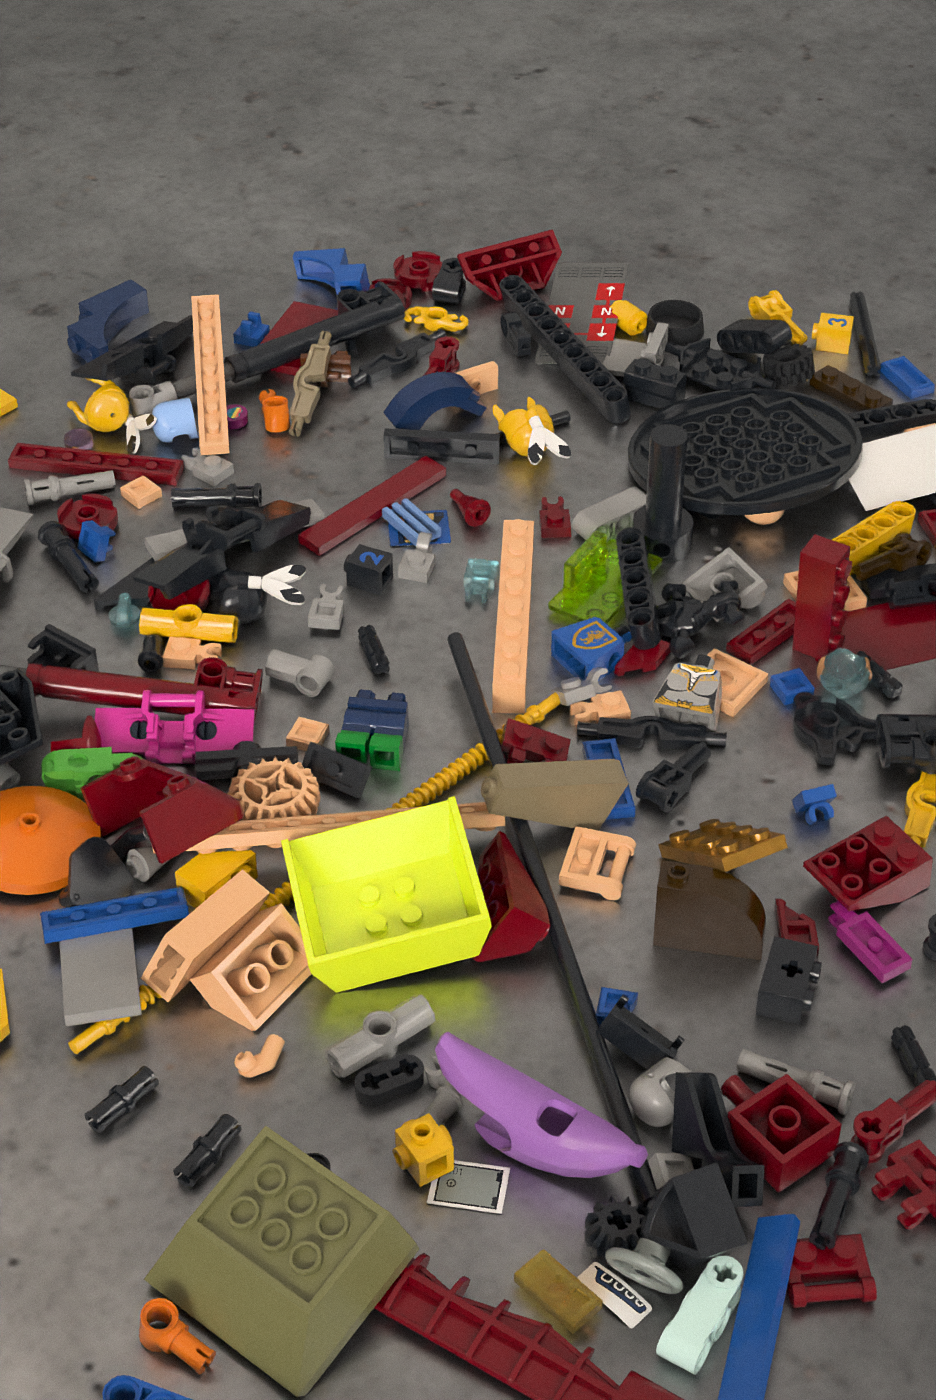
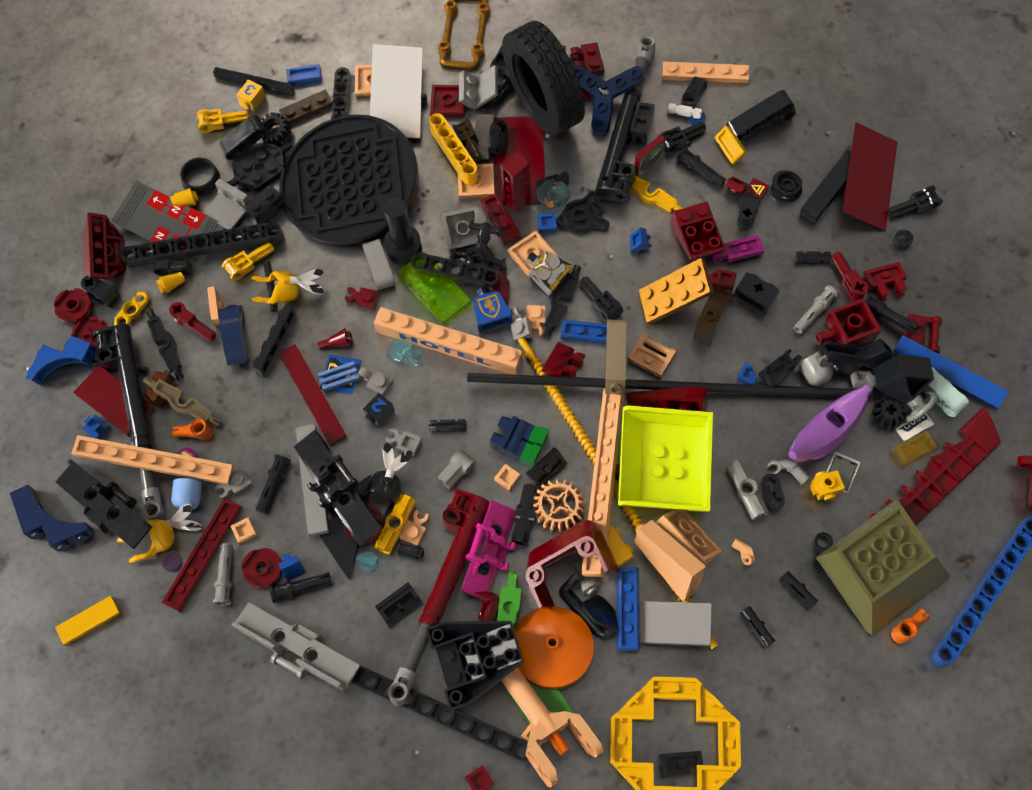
camera: 70 degrees left, 25 degrees up
(489, 335) = (169, 282): none -> yellow cone
(555, 391) = (243, 263): none -> yellow connector

